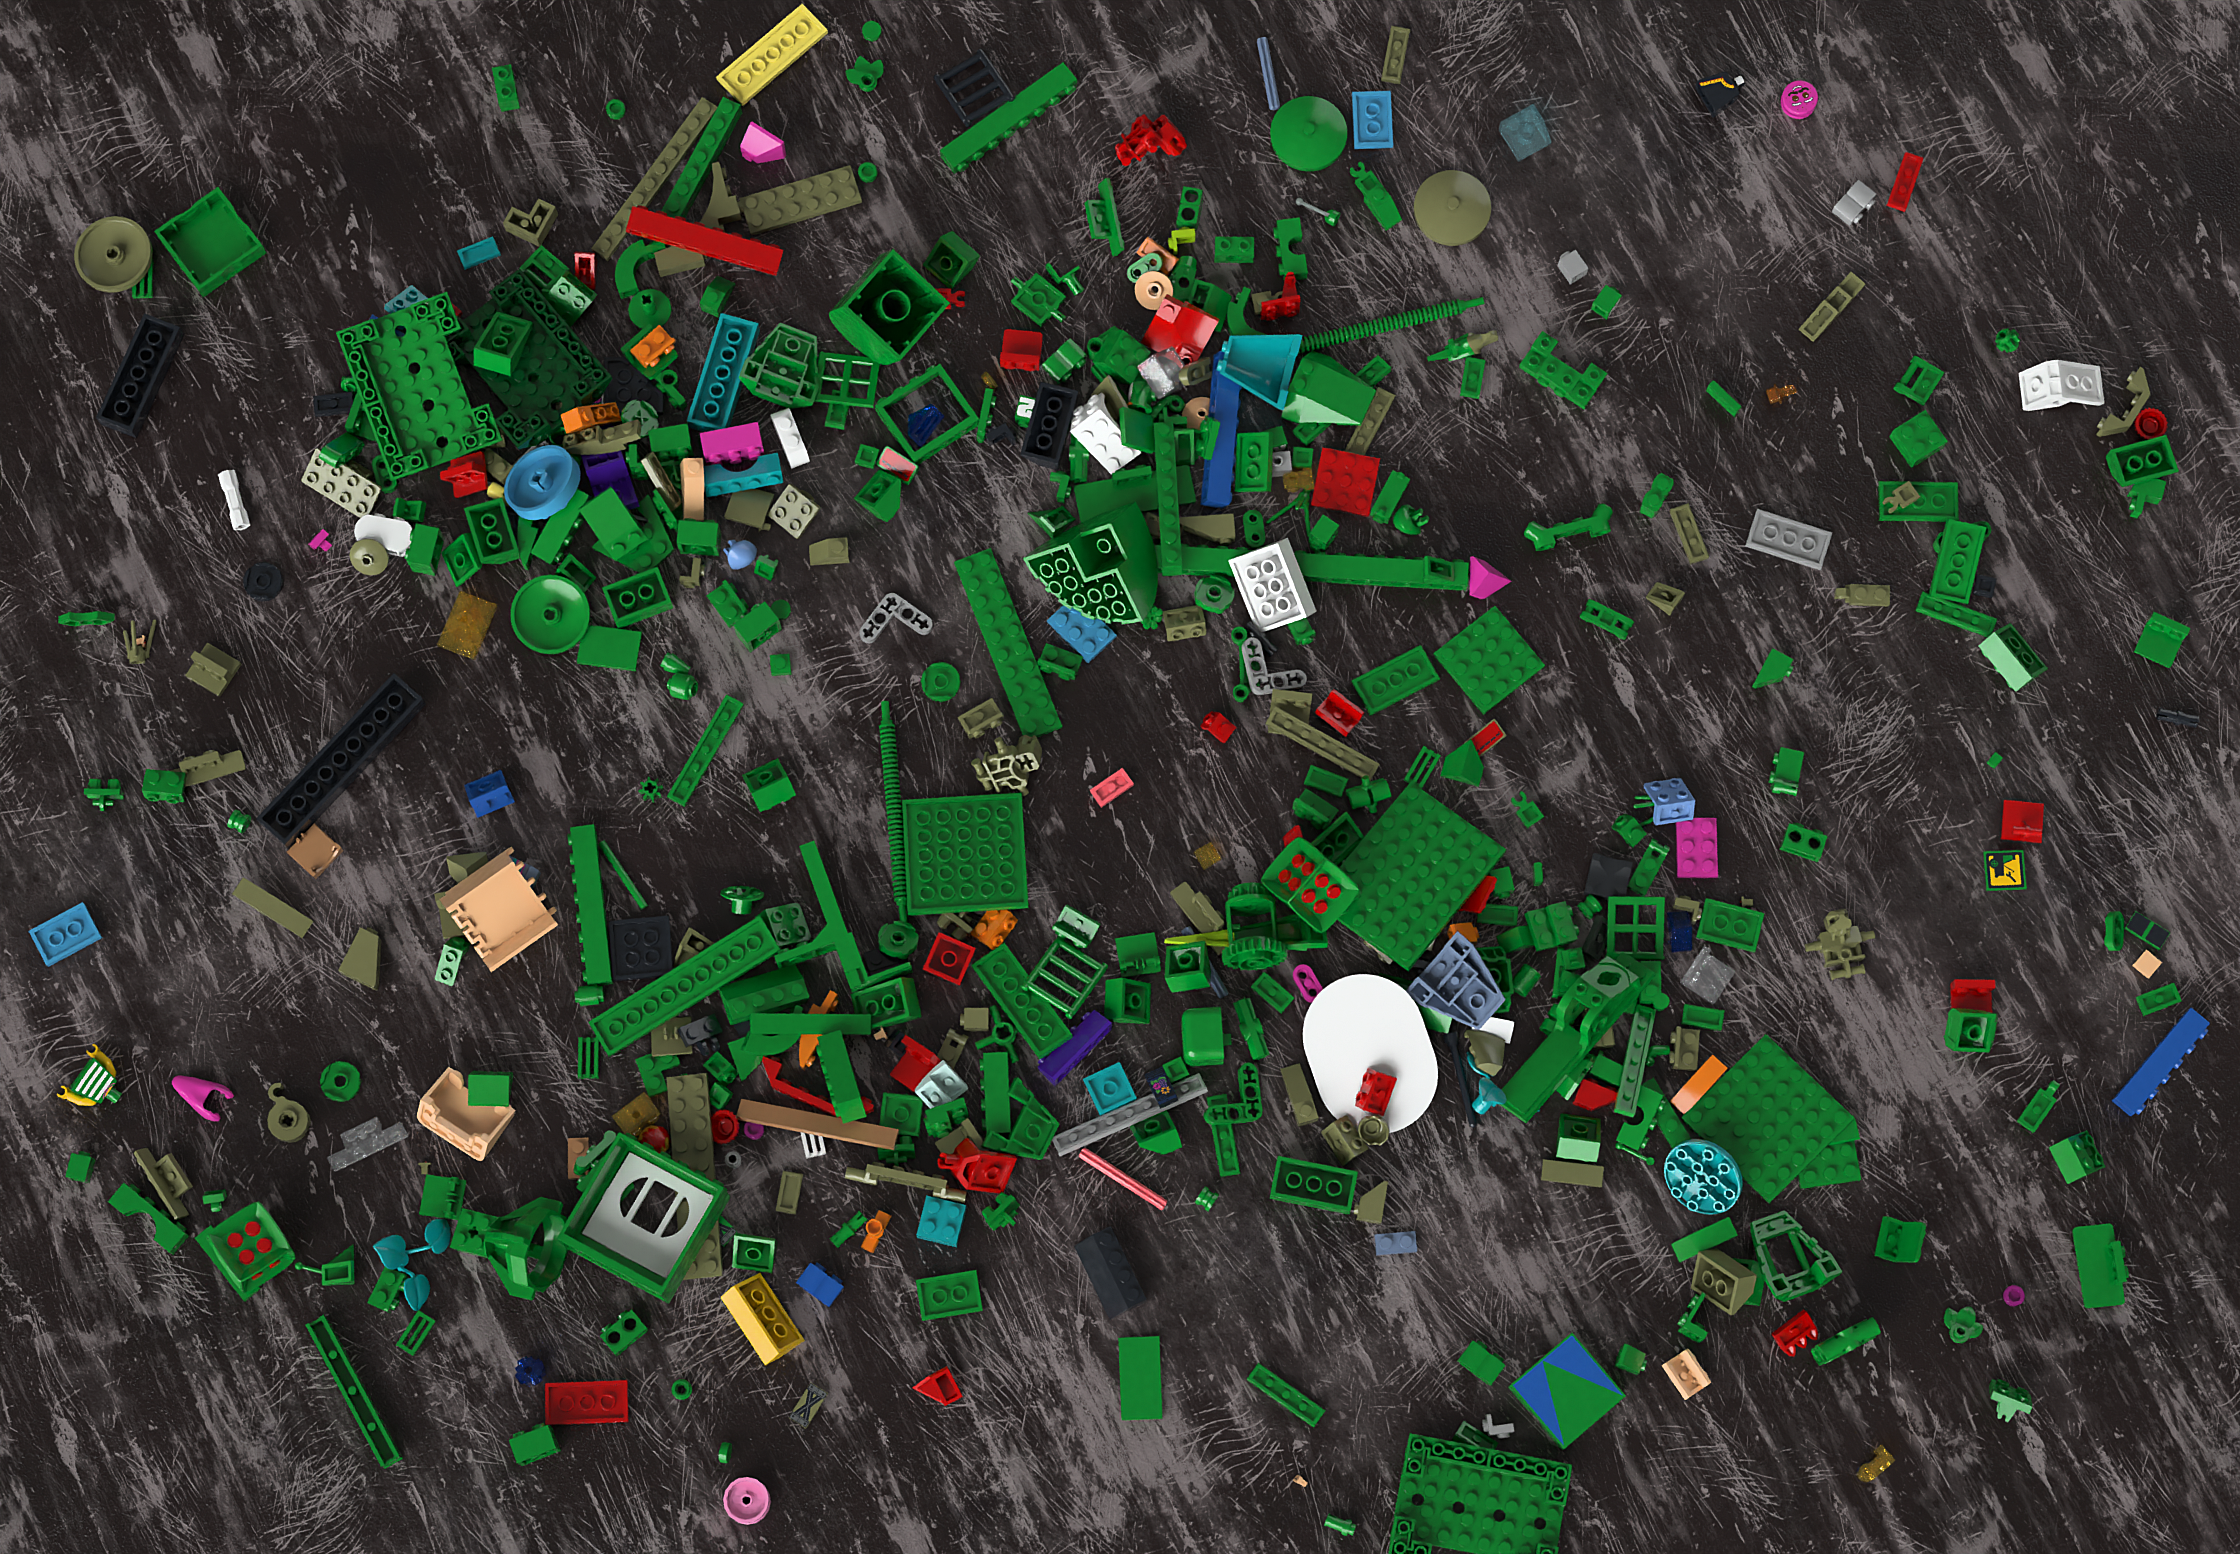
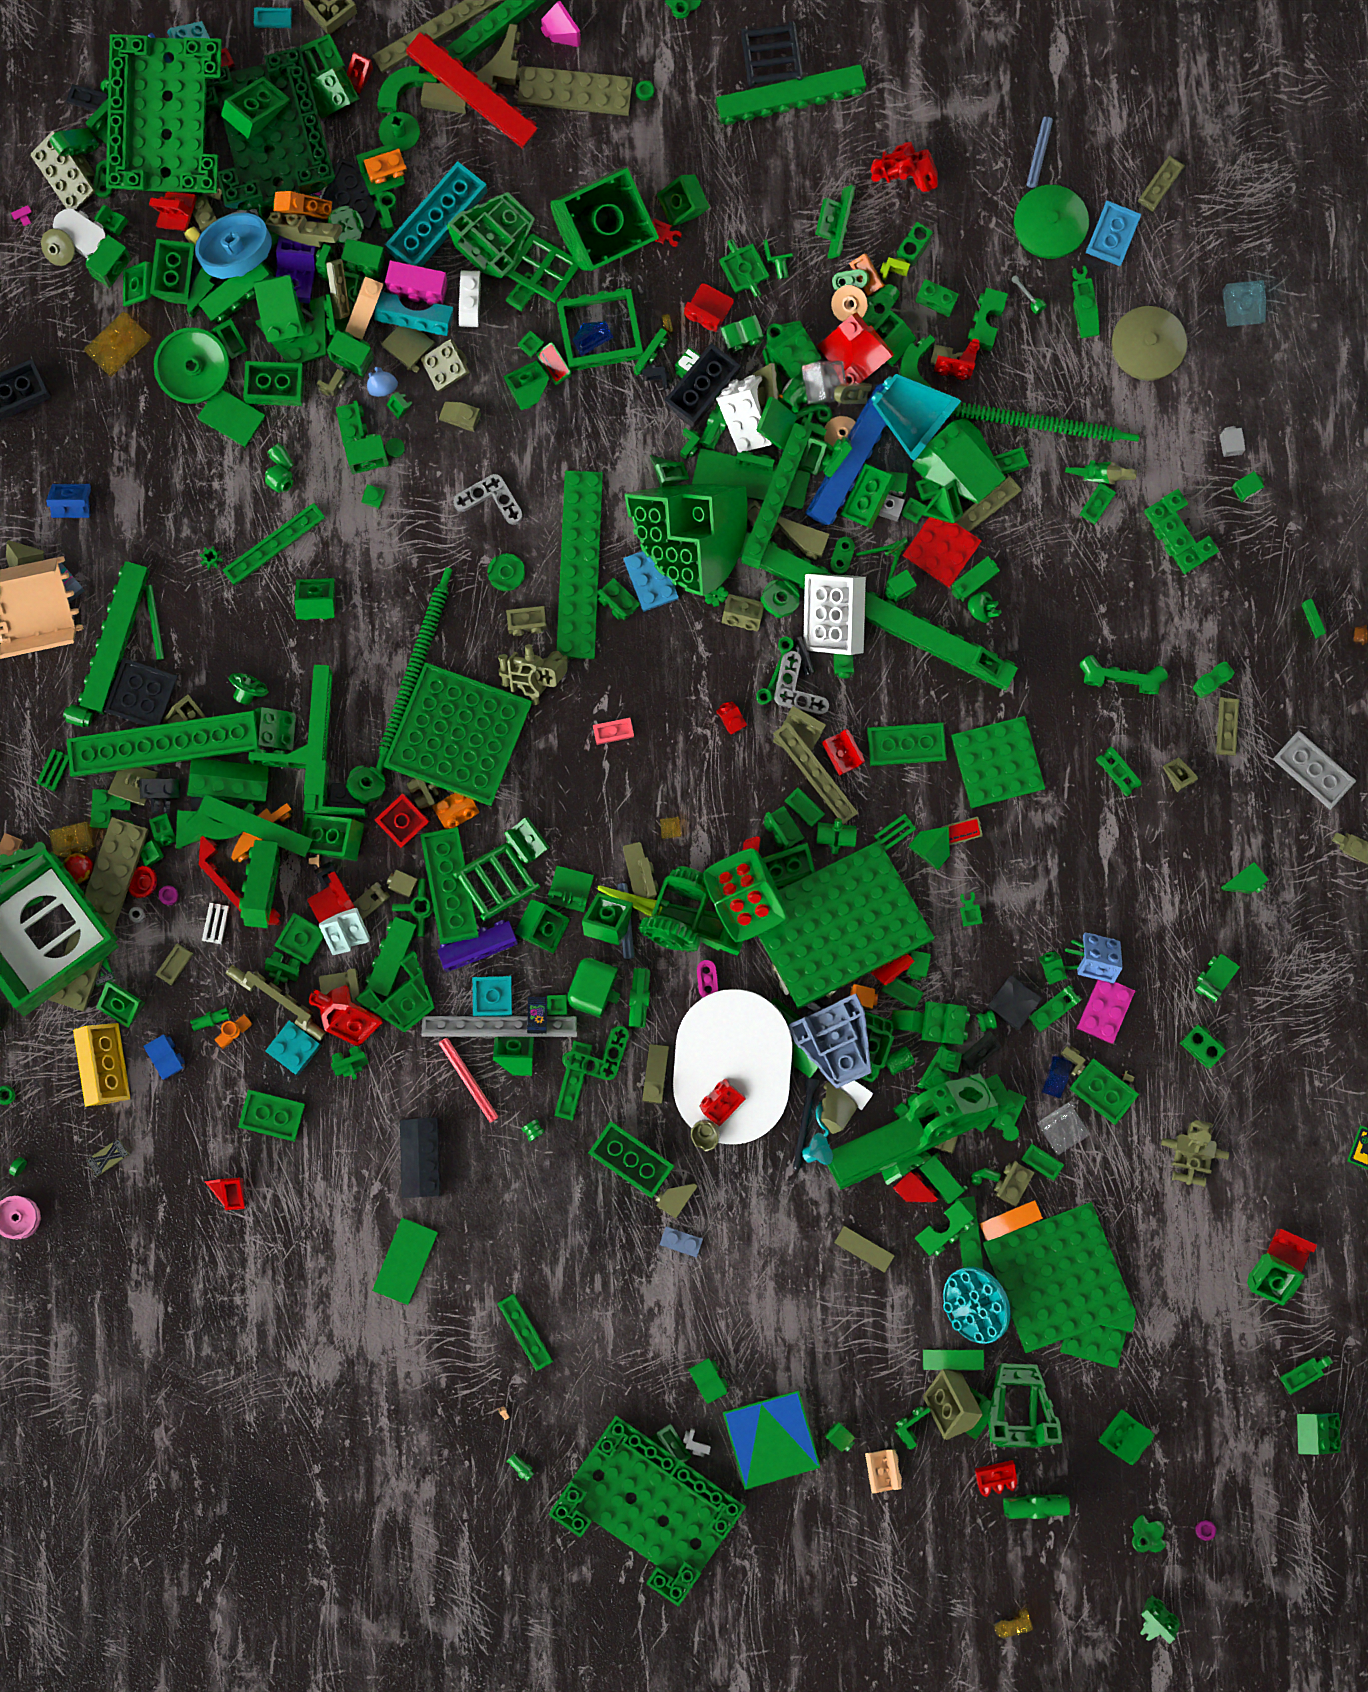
camera: 20 degrees right, 5 degrees up
(716, 296) = (462, 144): green slope -> none
(817, 1124) = (223, 916): medium nougat tile -> none
(941, 1117) = (332, 958): green plate -> none
(1272, 992) = (672, 974): green plate -> none
(1302, 479) = (905, 530): clear yellow plate -> none
(1331, 439) = (945, 505): none -> green slope
(1344, 1140) = (676, 1132): olive bracket -> none
(1485, 578) = (1026, 688): dark pink slope -> none
(1537, 874) = (953, 971): green tile -> none
(1578, 1137) = (883, 1220): green slope -> none
(1634, 1060) = (963, 1175): green plate -> none
(1636, 928) = (1019, 1057): green window -> none
(1650, 1161) = (937, 1268): green hinge -> none
(2100, 1265) = (1294, 1538): green bracket -> none

